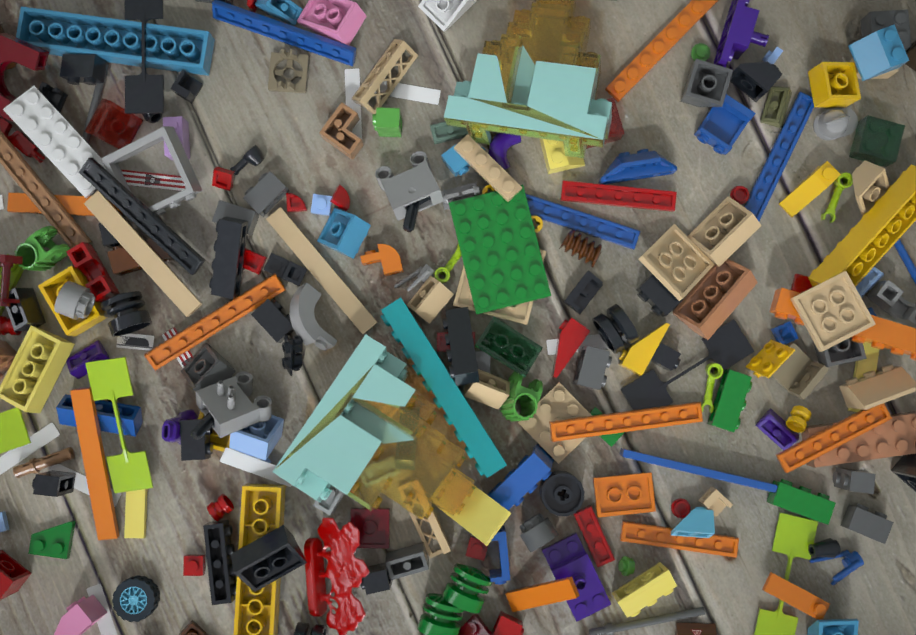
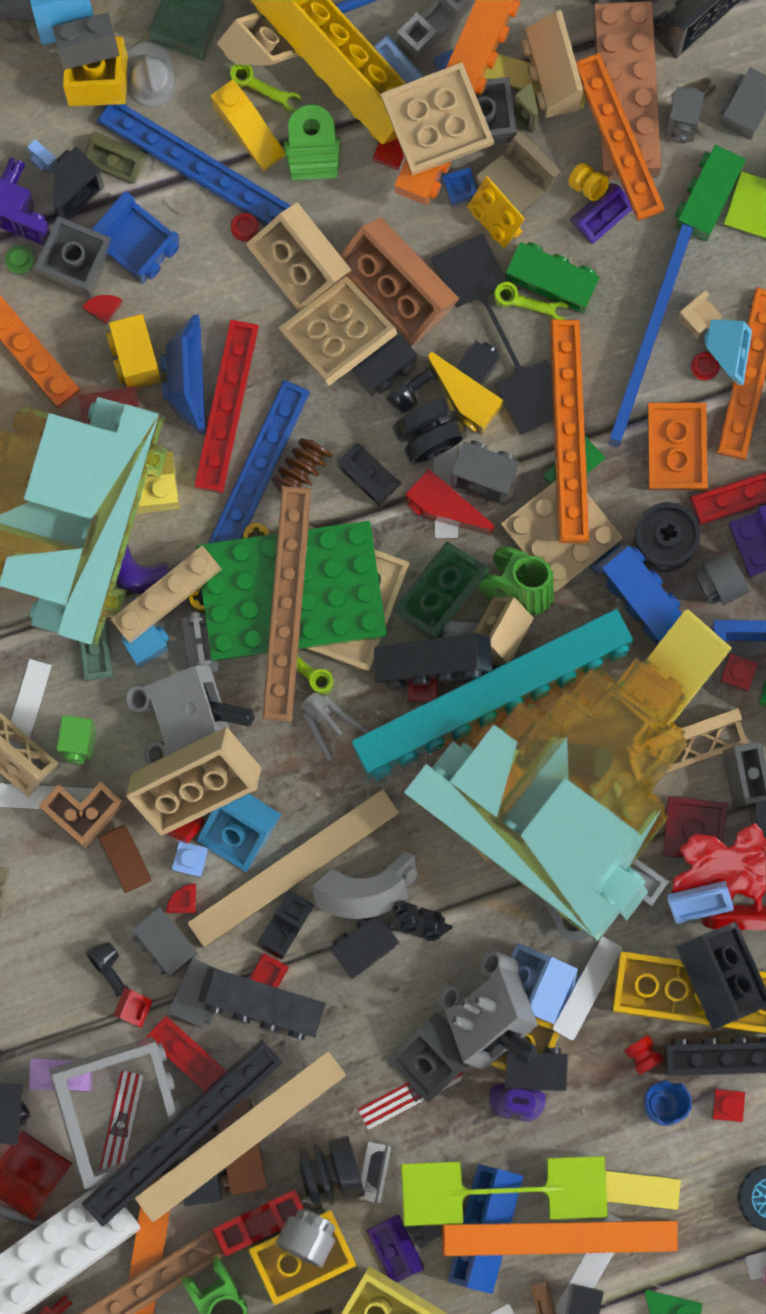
camera: 90 degrees left, 5 degrees down
(189, 525) = (667, 1103): none -> blue hair
(196, 216) = (186, 1053): none -> red plate
(214, 322) = (356, 1040): orange tile -> none
(317, 163) = (124, 858): none -> reddish brown slope
(319, 537) = (700, 902): none -> light blue tile
(365, 198) = (193, 781): none -> tan brick
(387, 256) = (283, 761): orange brick -> none
(430, 299) = (356, 703): tan brick -> none
(489, 246) = (286, 604): none -> medium nougat tile
(637, 311) = (404, 397): none -> black bar
(647, 130) = (133, 347): none -> yellow brick
(675, 110) = (102, 307): none -> red tile
(795, 234) = (316, 154): none -> bright green piece
(845, 372) = (526, 108): none -> olive slope
(856, 72) = (85, 41): none -> dark grey brick

